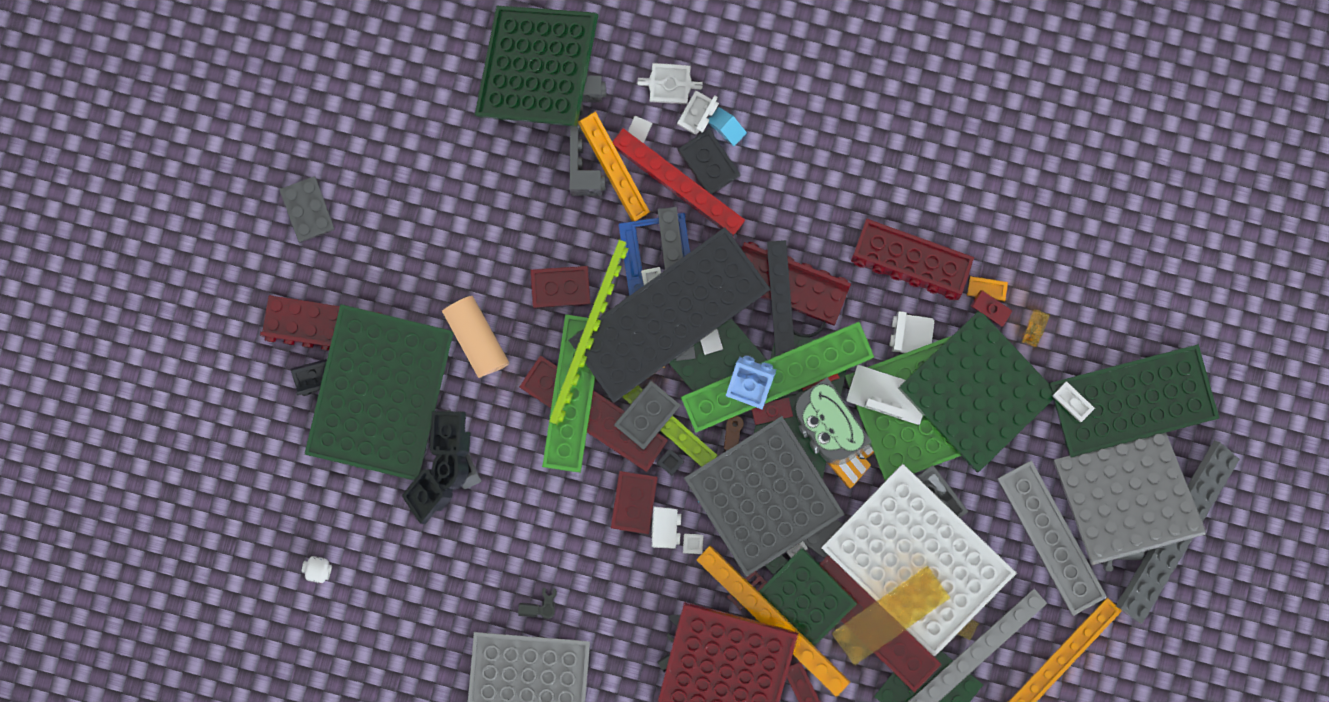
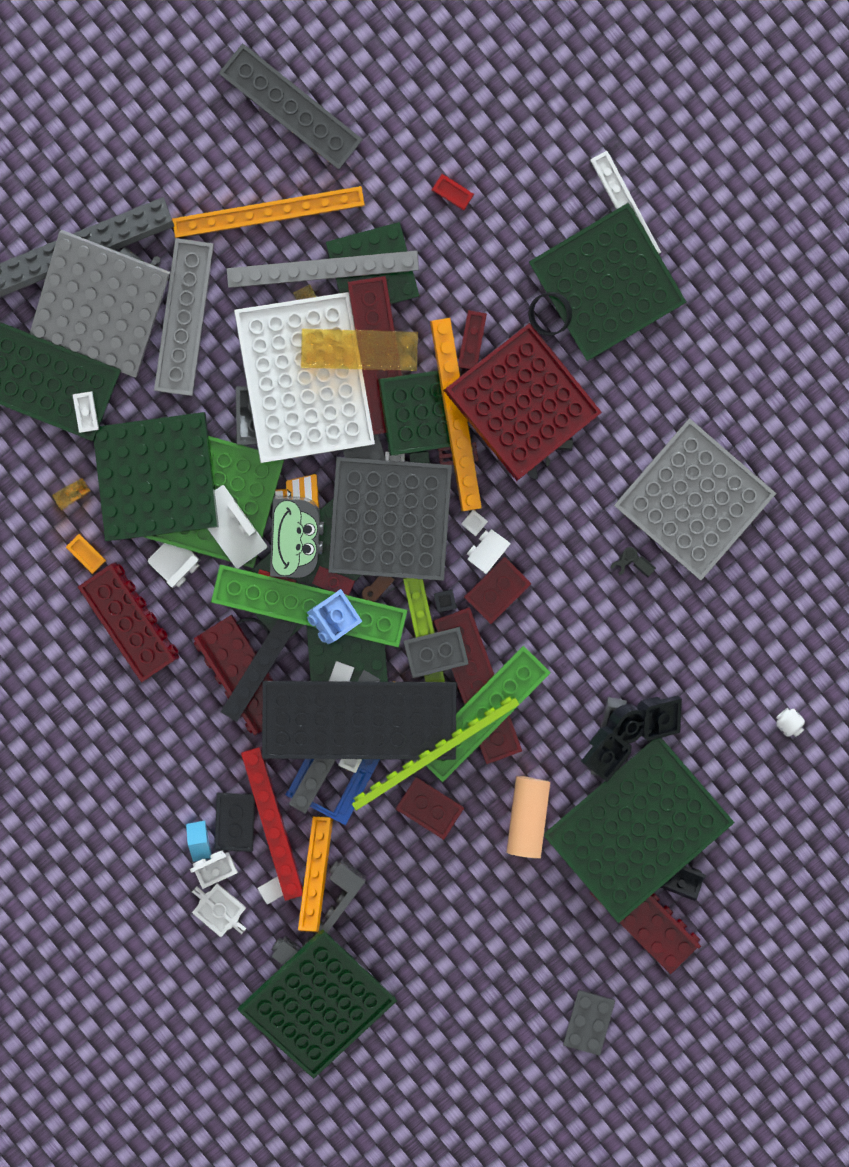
camera: 145 degrees left, 5 degrees up
(991, 308) = (94, 535): dark red plate -> none

